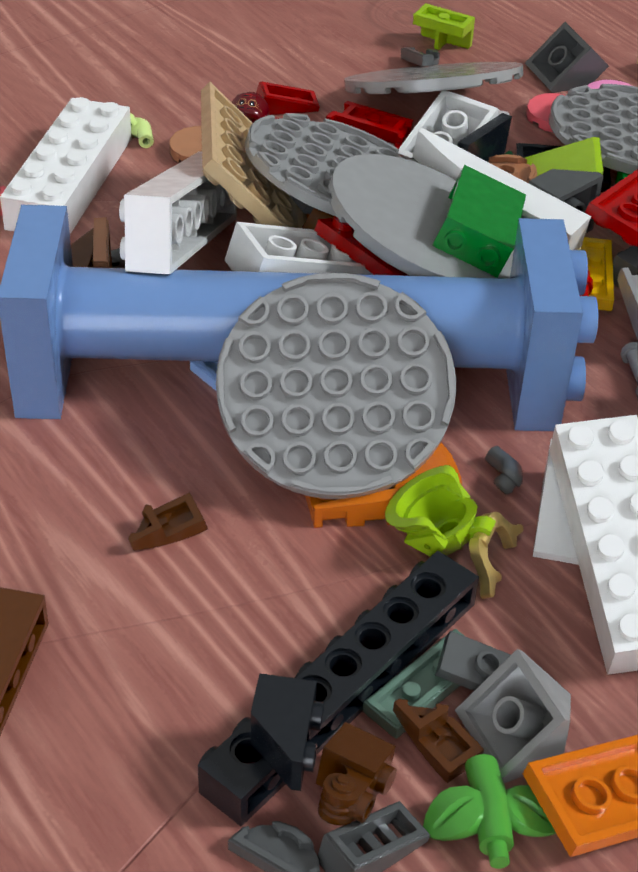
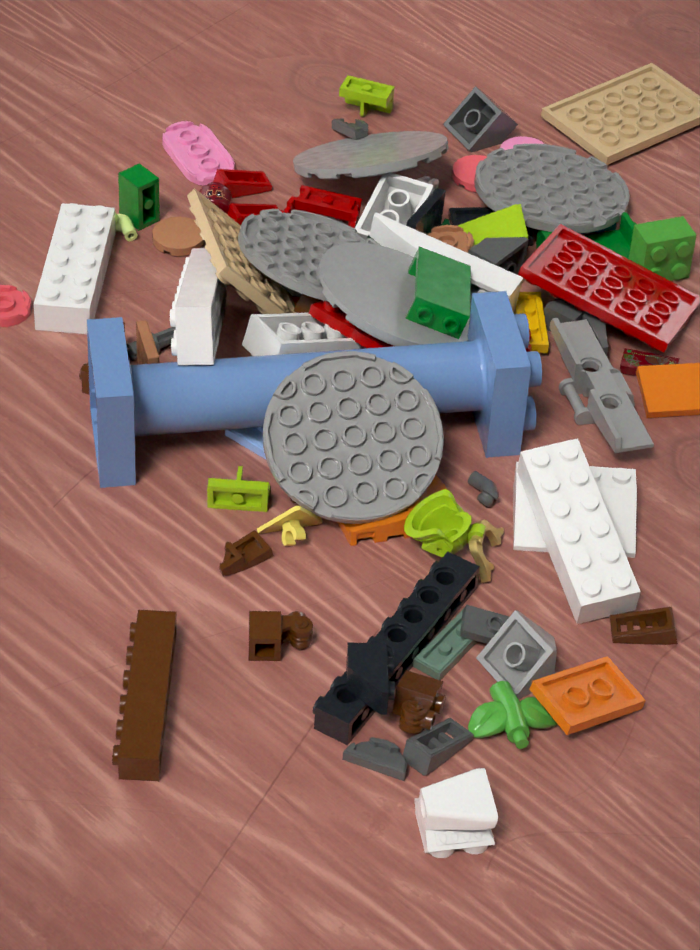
camera: 10 degrees left, 0 degrees up
(162, 98) = (139, 196): none -> green brick
(170, 635) = (271, 629): none -> reddish brown brick
(182, 443) = (238, 494): none -> lime panel
(238, 489) = (292, 524): none -> light yellow piece
(244, 65) = (196, 151): none -> bright pink tile
(438, 737) = (468, 675): reddish brown slope -> none

